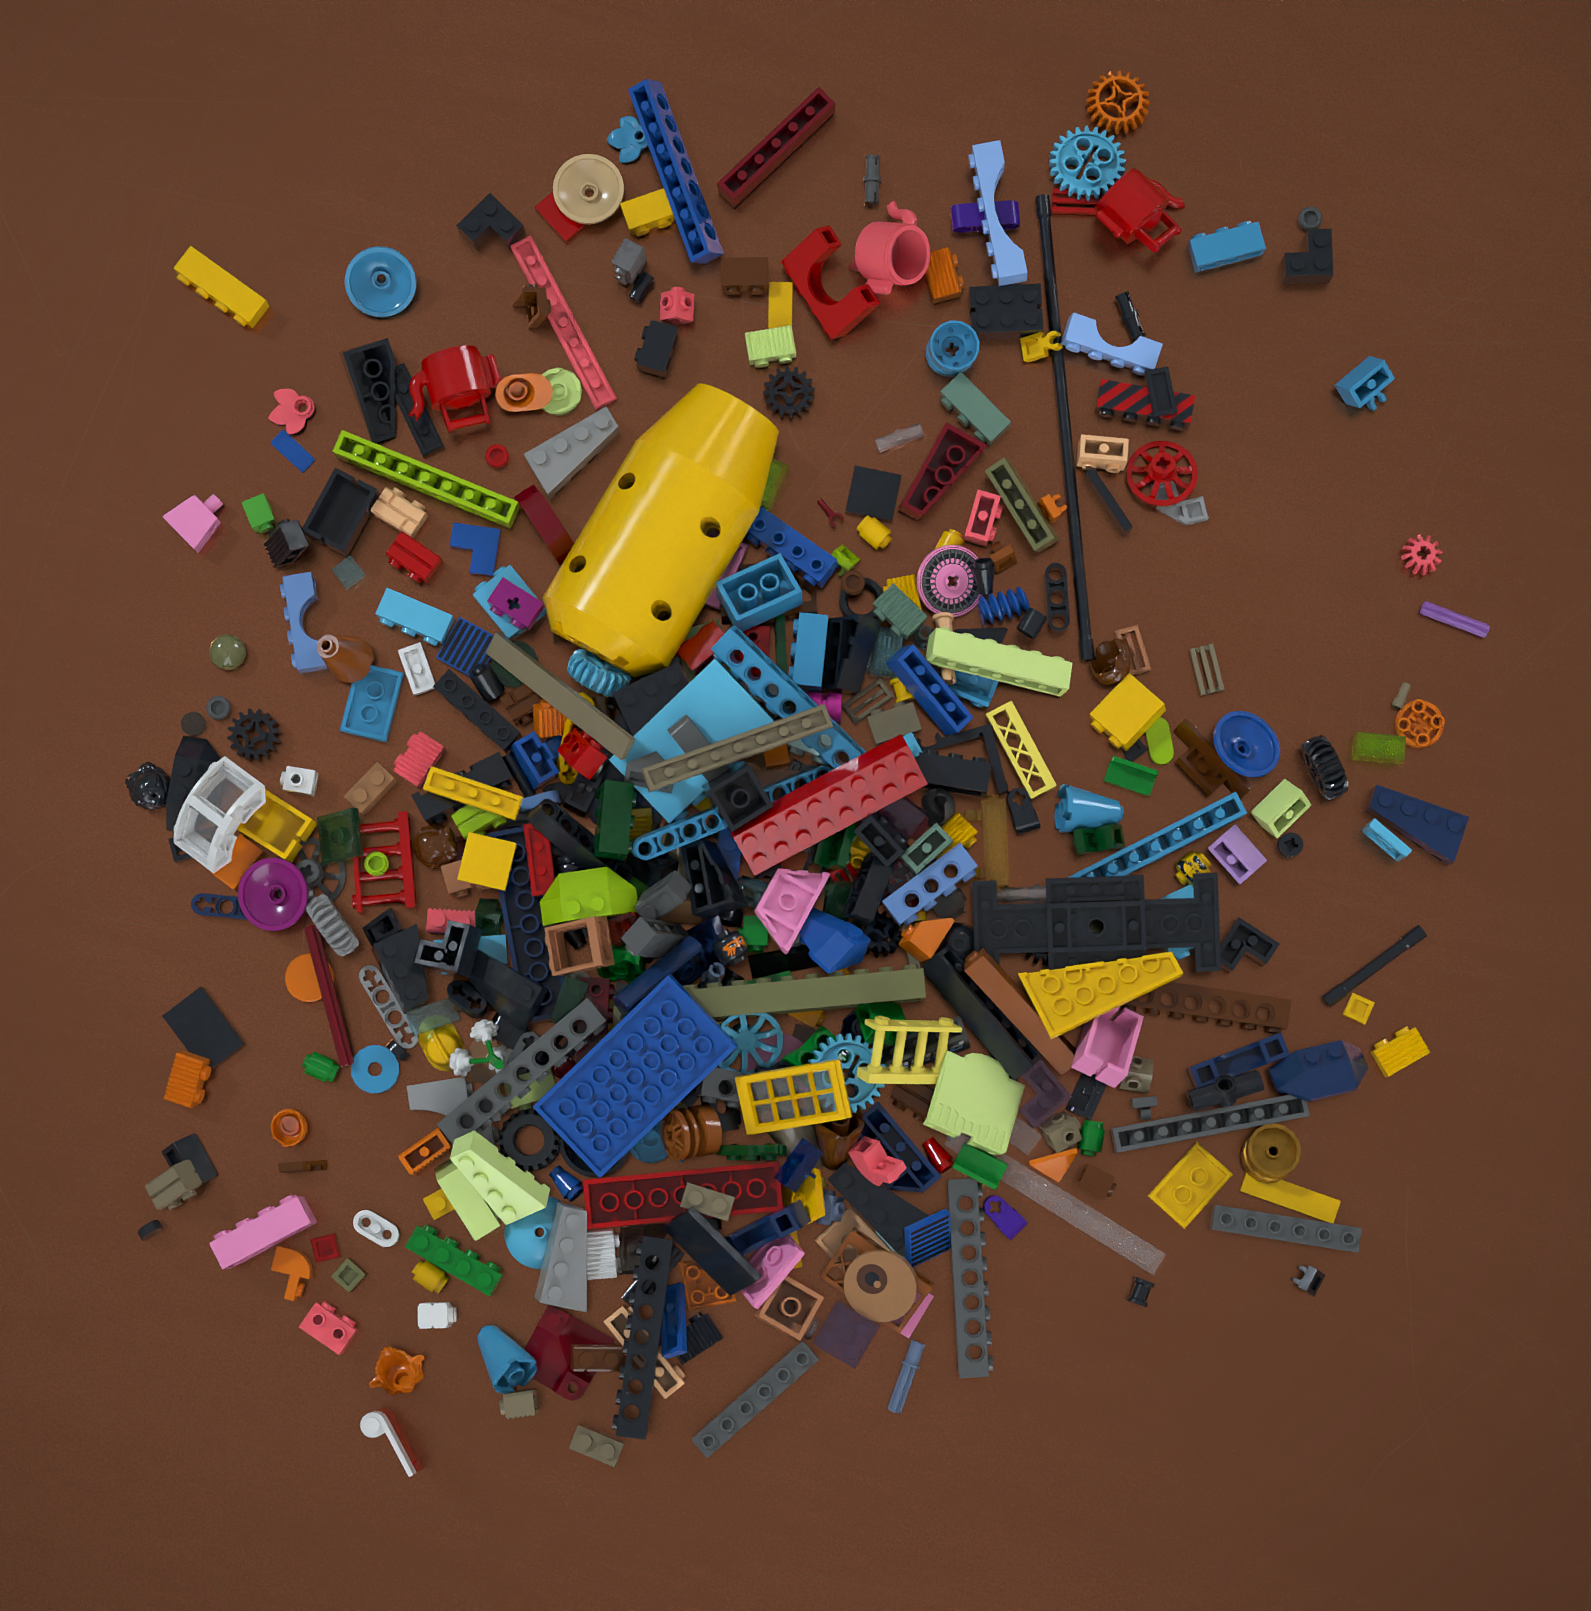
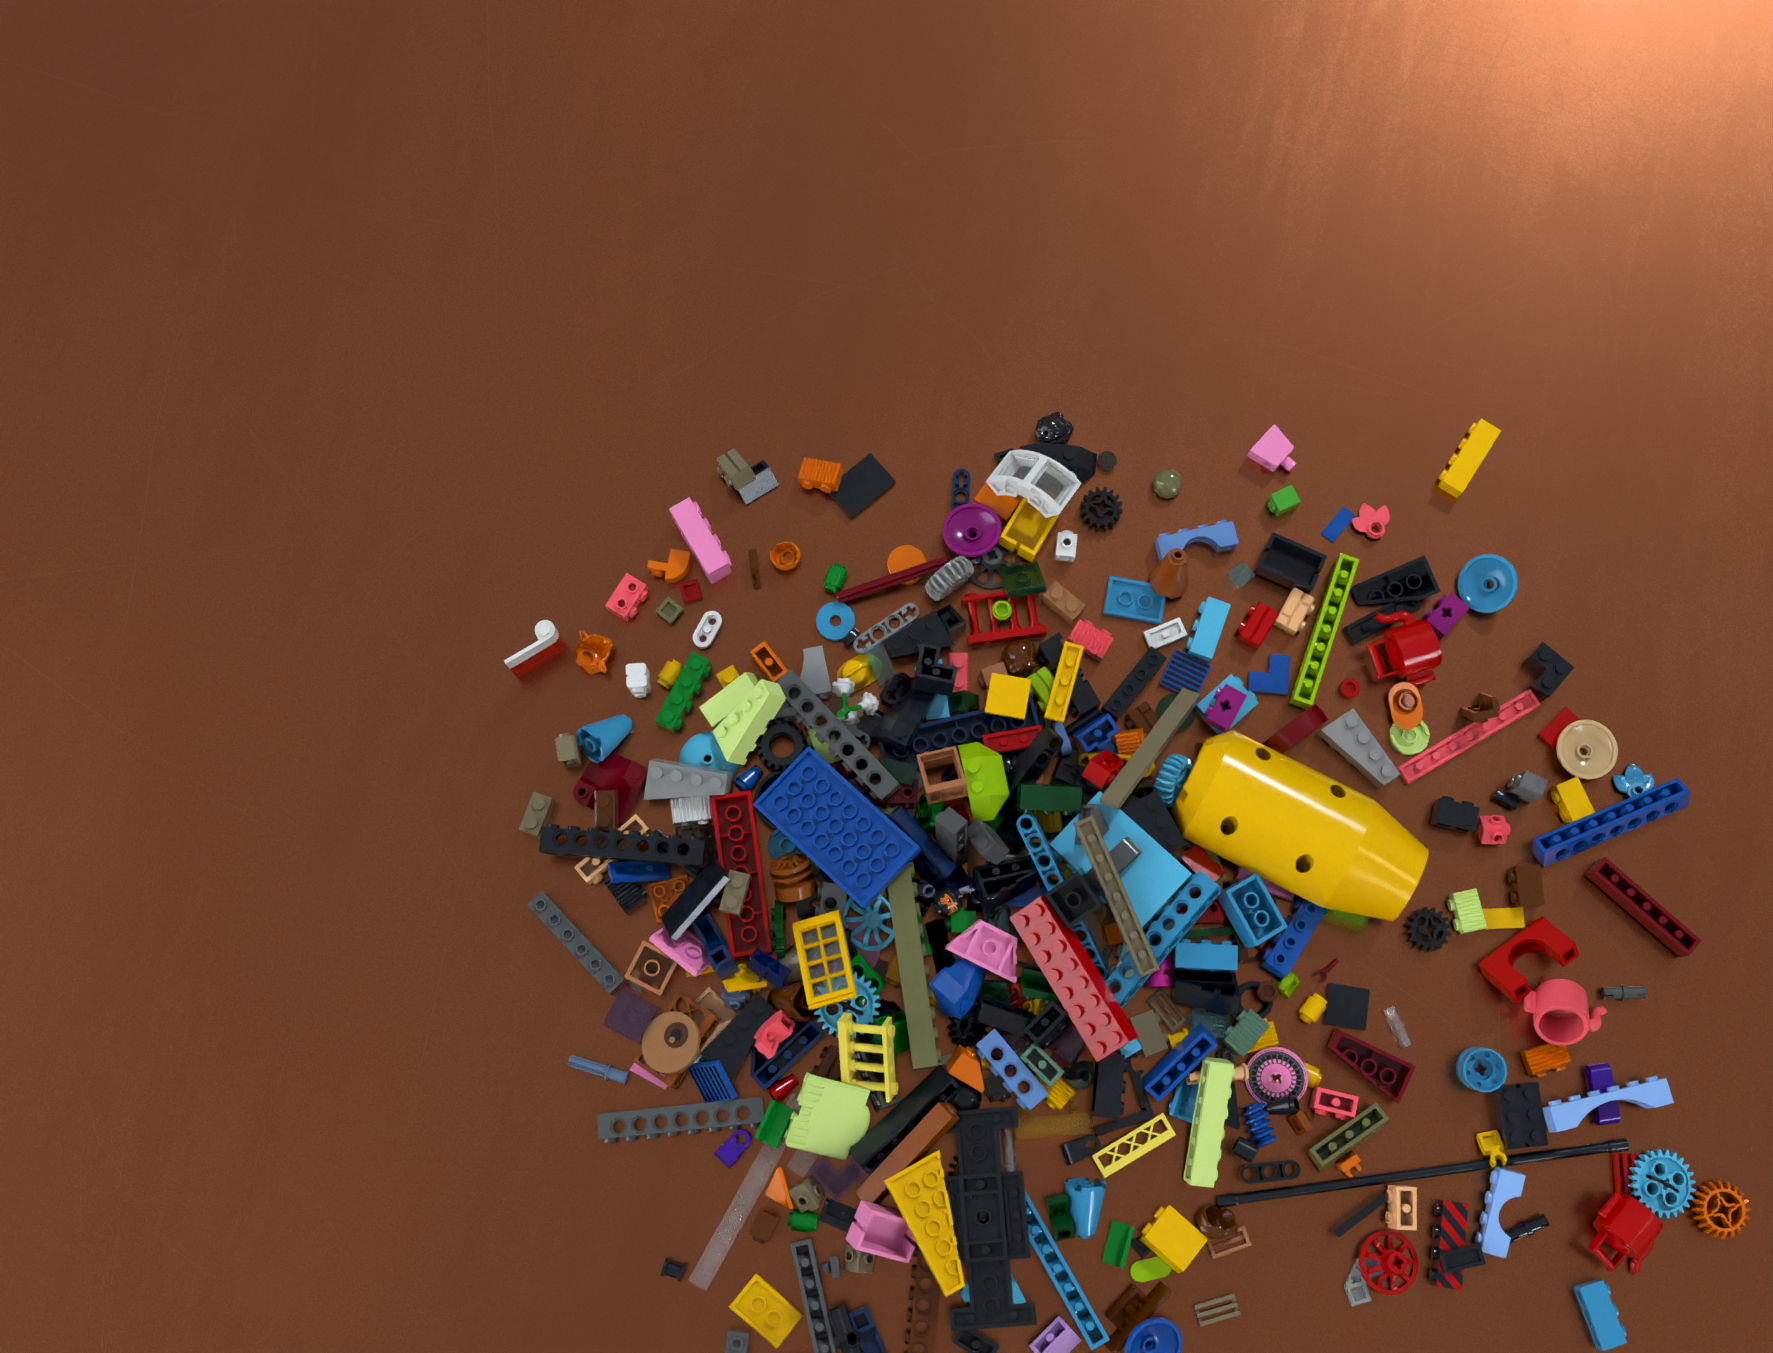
camera: 85 degrees right, 5 degrees down
(150, 1230) = (700, 455): black tile -> none
(218, 708) = (1121, 480): dark grey tile -> none
(286, 543) = (1260, 521): black brick -> none
(408, 323) = (1453, 607): none -> magenta brick
(486, 681) = (1158, 689): black brick -> none
(974, 409) = (1428, 1091): sand green brick -> none
(1189, 864) = (1043, 1302): yellow head -> none

